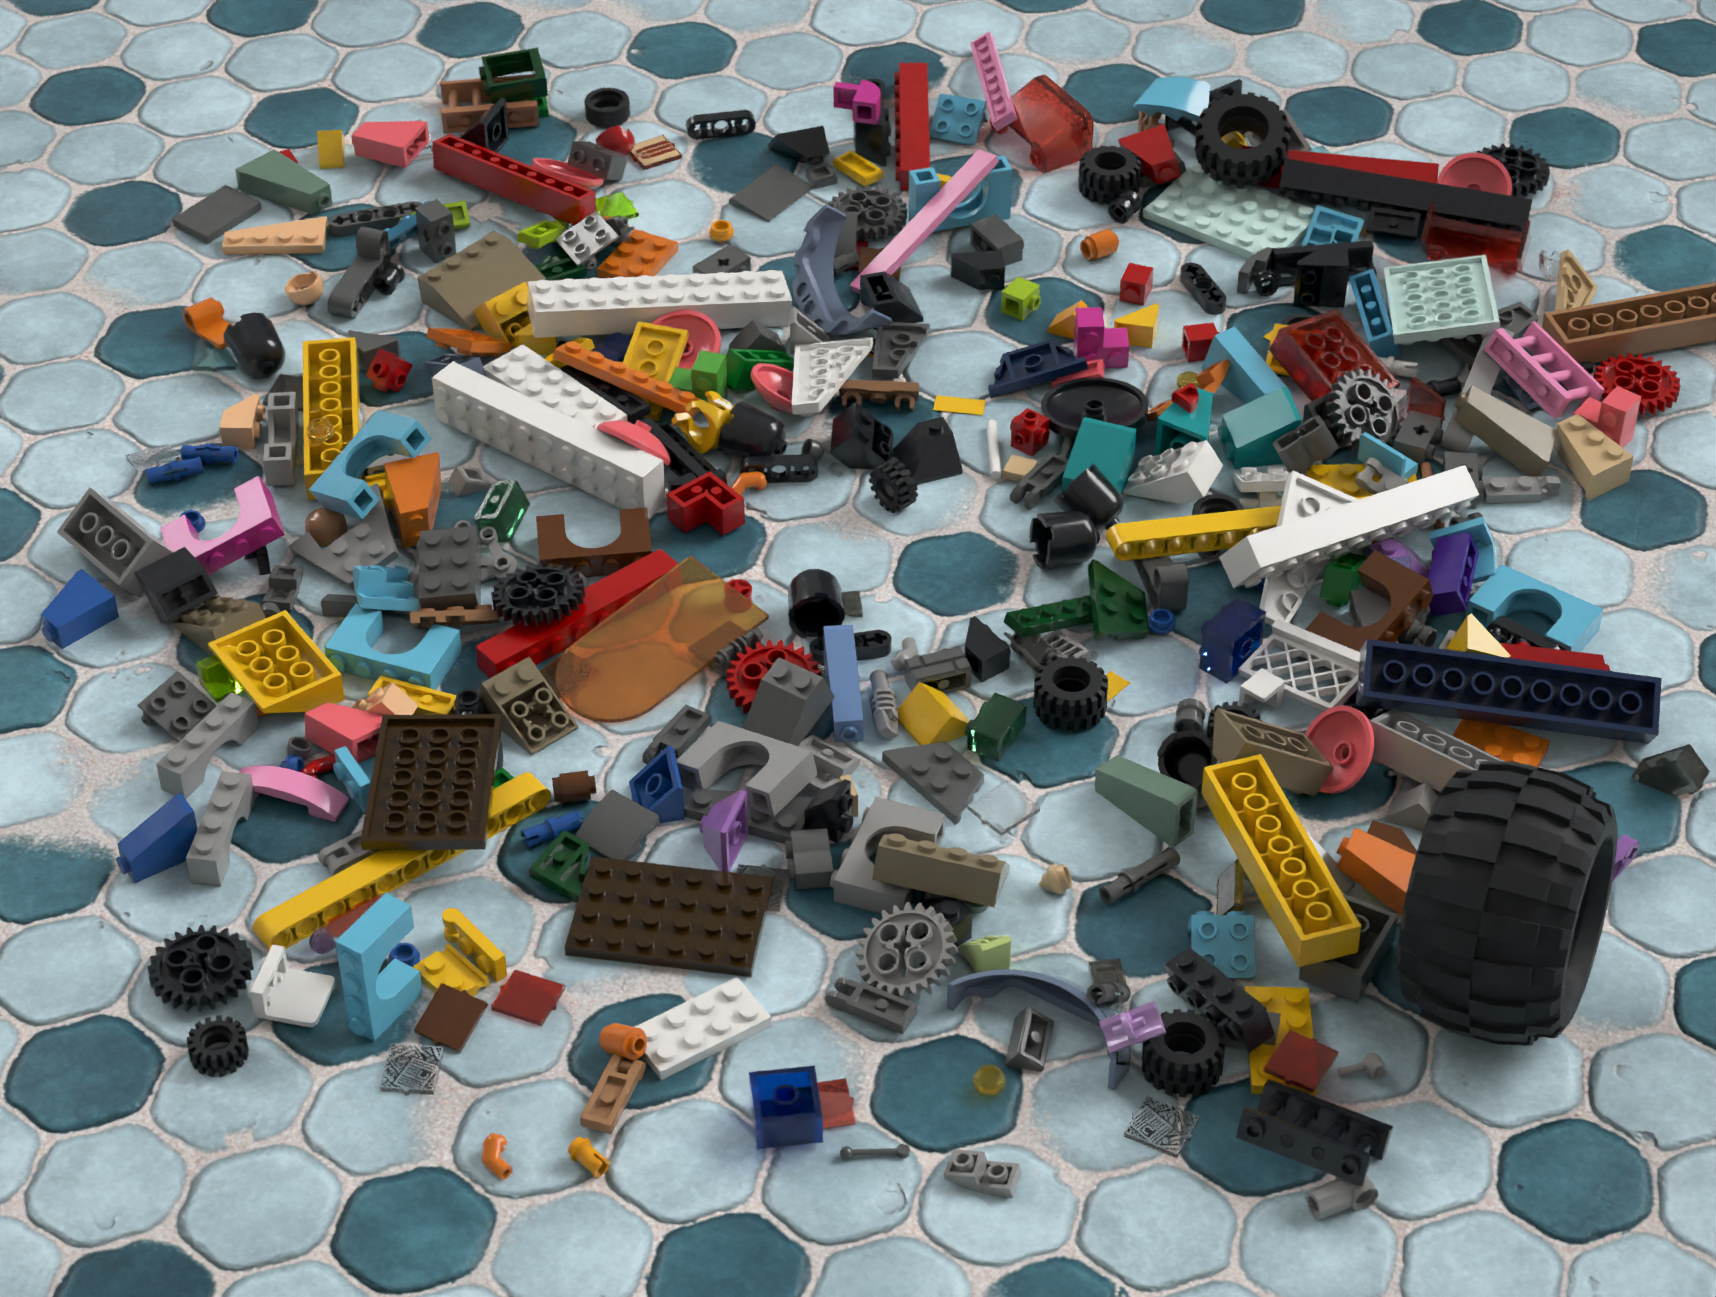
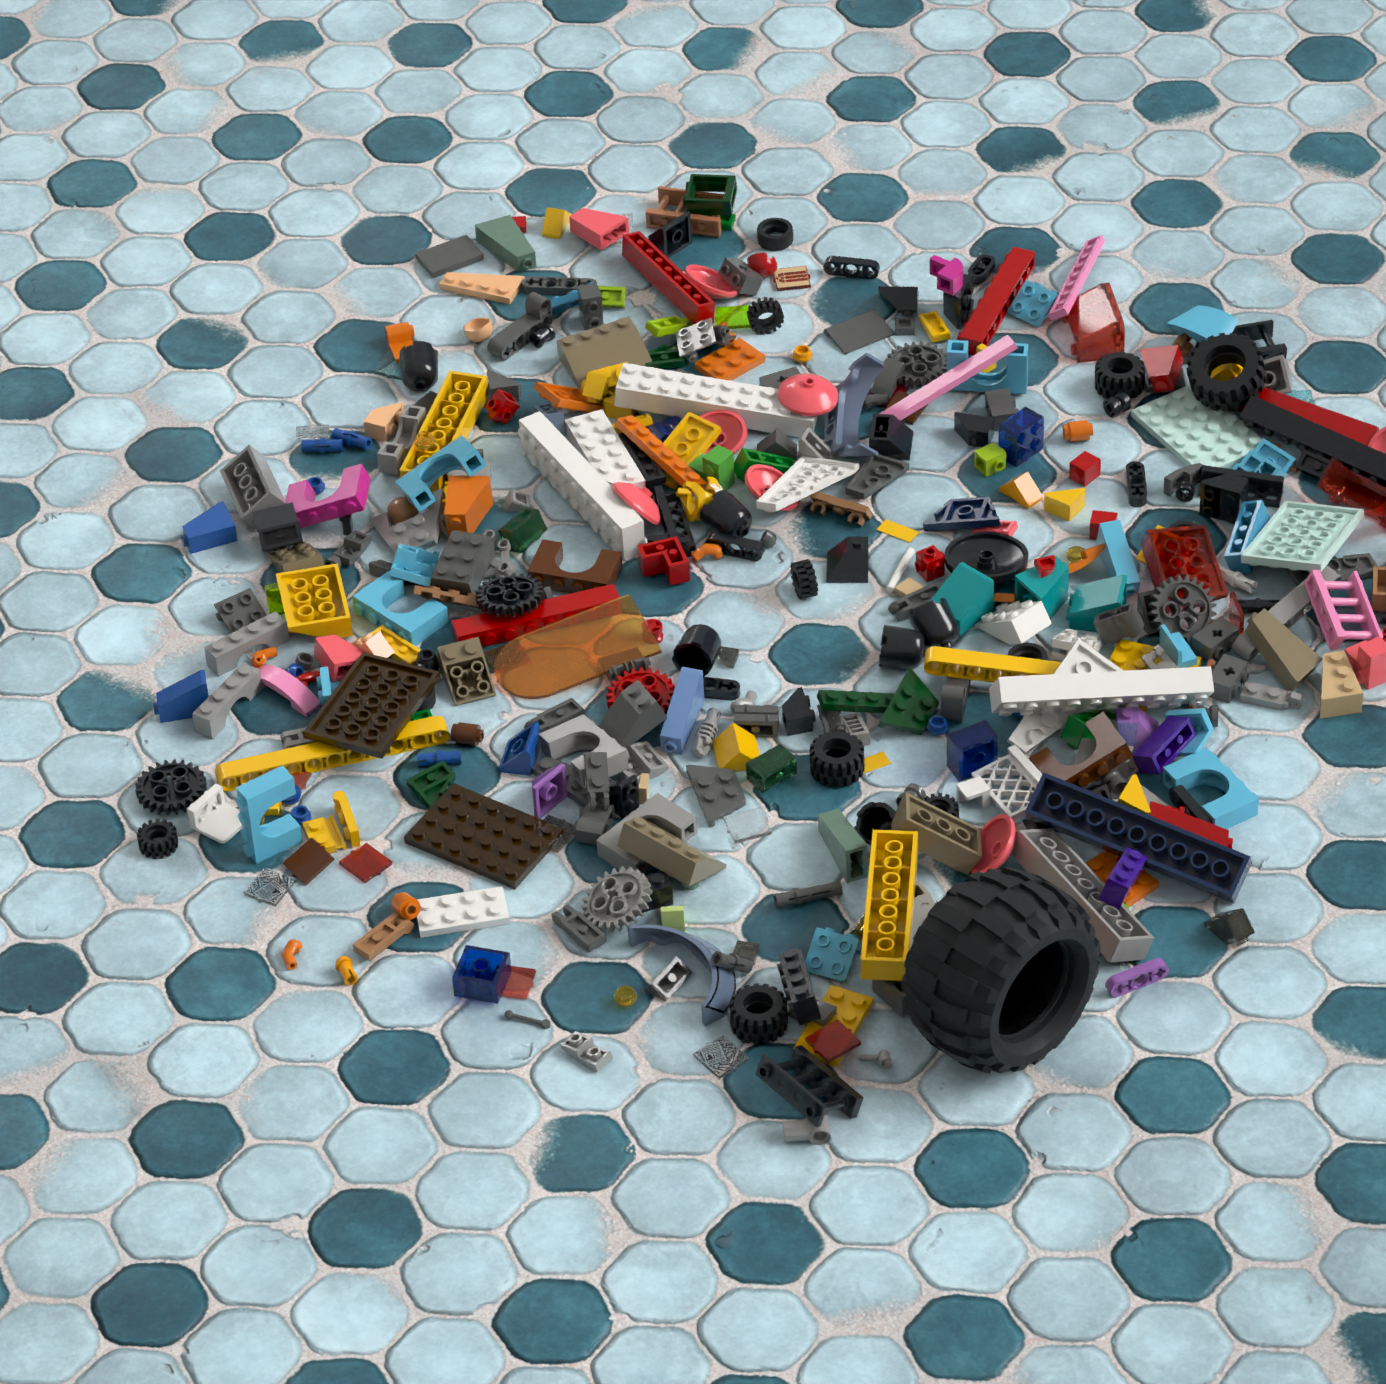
camera: 25 degrees right, 0 degrees up
(234, 757) = (261, 656): none -> orange arm
(500, 320) = (595, 387): none -> yellow brick
(617, 827) = (480, 768): dark grey slope -> none
(663, 203) = (762, 307): none -> black tyre
(770, 270) = (808, 394): none -> coral dish
(796, 800) = (596, 778): none -> dark grey hinge
(860, 439) = (806, 539): black slope -> none
(1047, 261) = (1021, 436): none -> clear blue brick
(1056, 879) = (751, 881): tan plate -> none
(1097, 342) = (1020, 507): dark pink brick -> none
(1132, 1027) = (723, 984): lavender hips -> none
(1147, 449) = (1004, 597): none -> orange tile
(1527, 739) = (1123, 878): none -> dark purple brick

